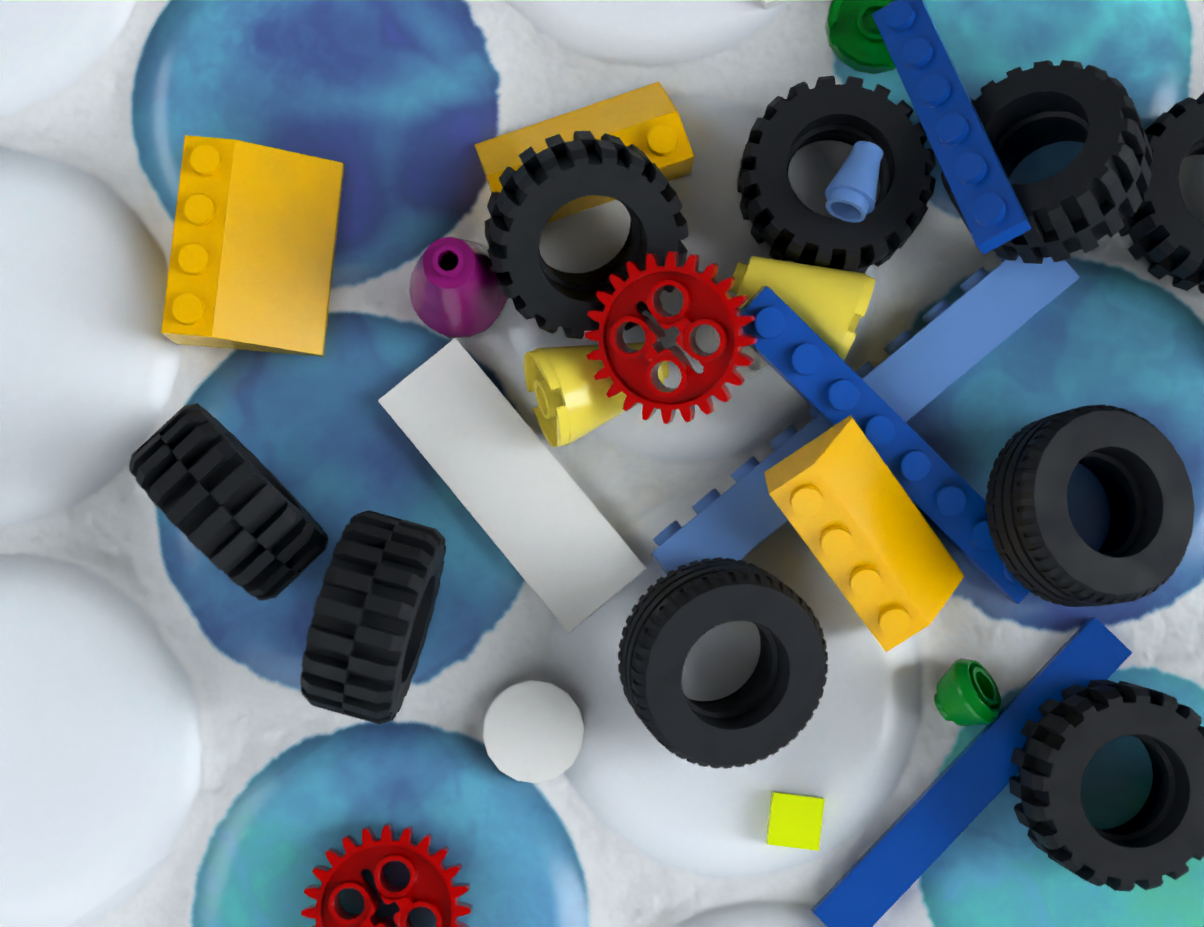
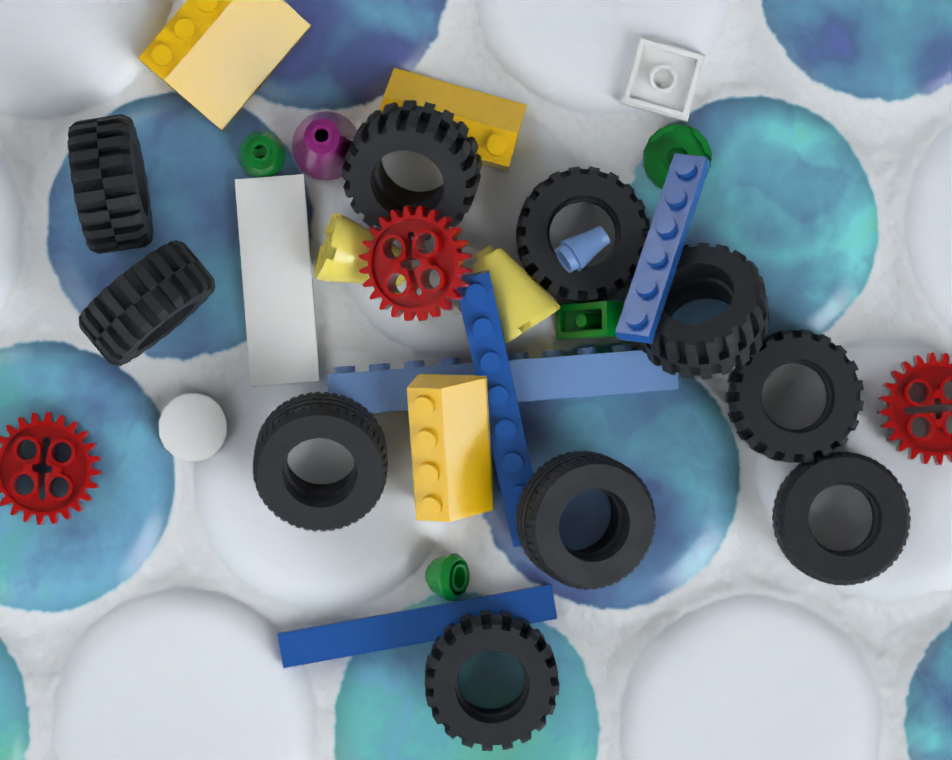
camera: 25 degrees right, 5 degrees up
(378, 360) = (271, 148): none -> green cone
(795, 820) = (303, 578): neon yellow tile -> none
(921, 268) = (588, 320): none -> green slope

